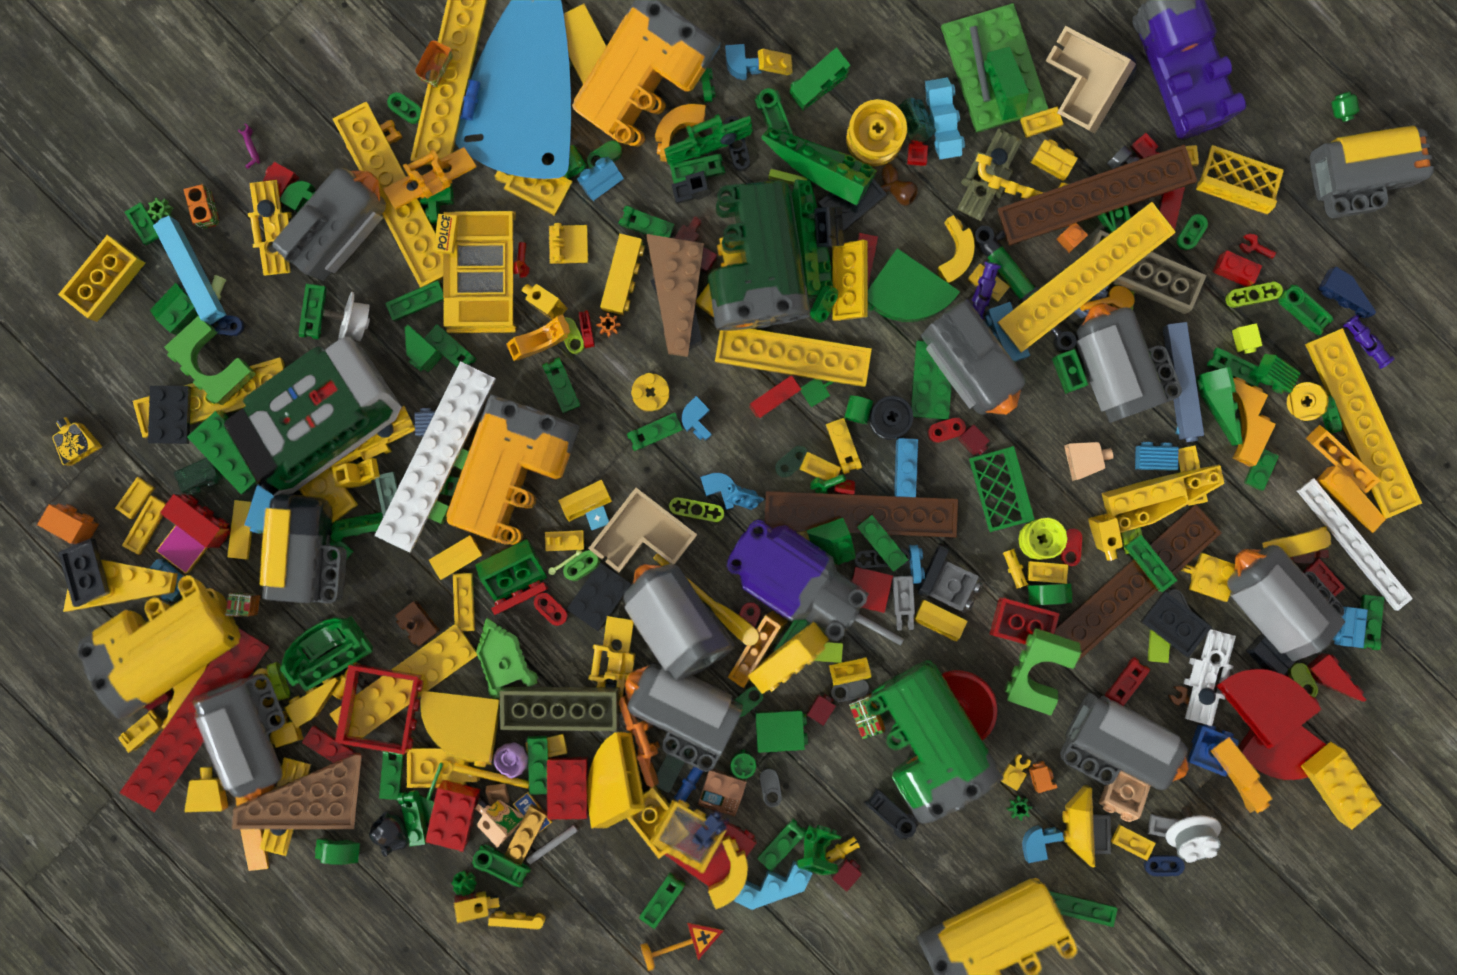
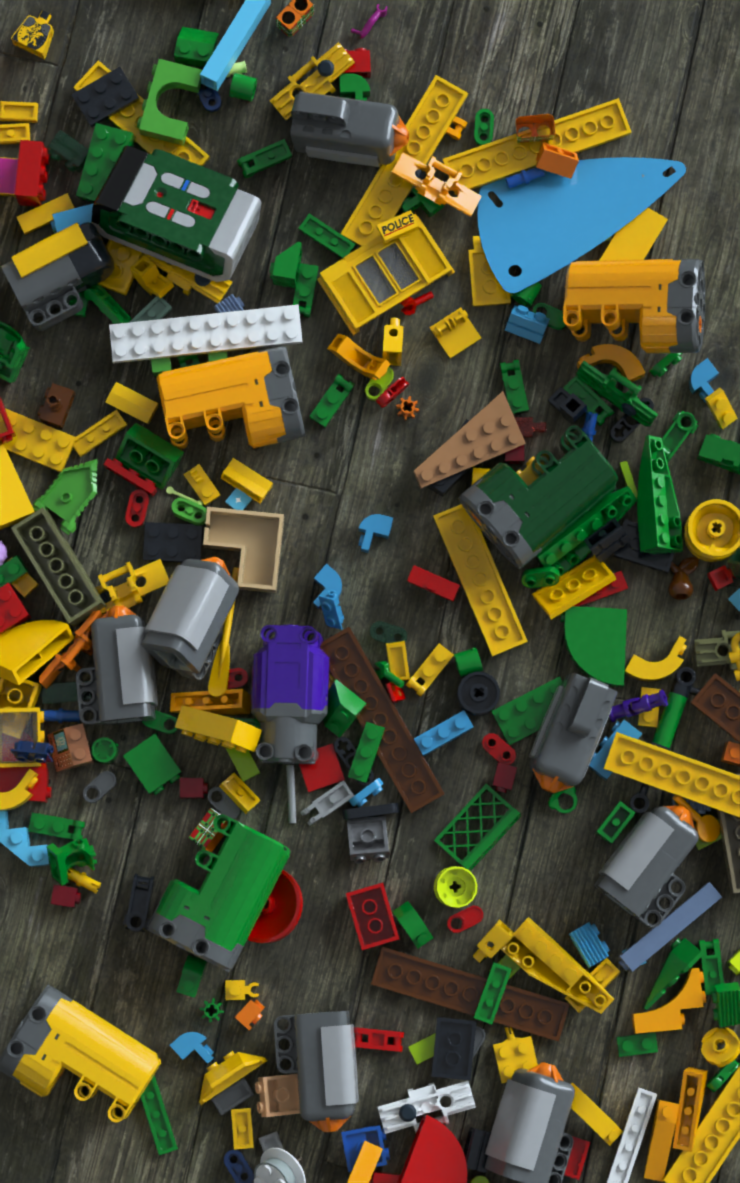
camera: 60 degrees right, 5 degrees down
(237, 290) = (243, 87): none -> green piece
(353, 319) = (277, 196): white piece -> none
(473, 63) = (556, 160): none -> orange hinge
(621, 274) = (457, 392): yellow brick -> none
(639, 392) = (364, 485): yellow plate -> none
(655, 431) = (342, 503): green plate -> none
(702, 504) = (287, 567): lime beam -> none
(719, 179) = (589, 424): none -> blue pin
(815, 391) = (461, 617): green piece -> none
(940, 620) = (331, 844): yellow piece -> none
(984, 812) = (191, 975): none -> green brick
(1015, 568) = (416, 881): yellow pin -> none
(1020, 412) = (553, 800): none -> green piece
(1040, 648) = (316, 950): bright green arch -> none
(1047, 572) = (430, 911): yellow plate -> none
(1086, 458) = (549, 884): light nougat torso -> none
(1183, 696) = (394, 1097): dark orange bar -> none
(1308, 557) = (586, 1131): clear red plate -> none

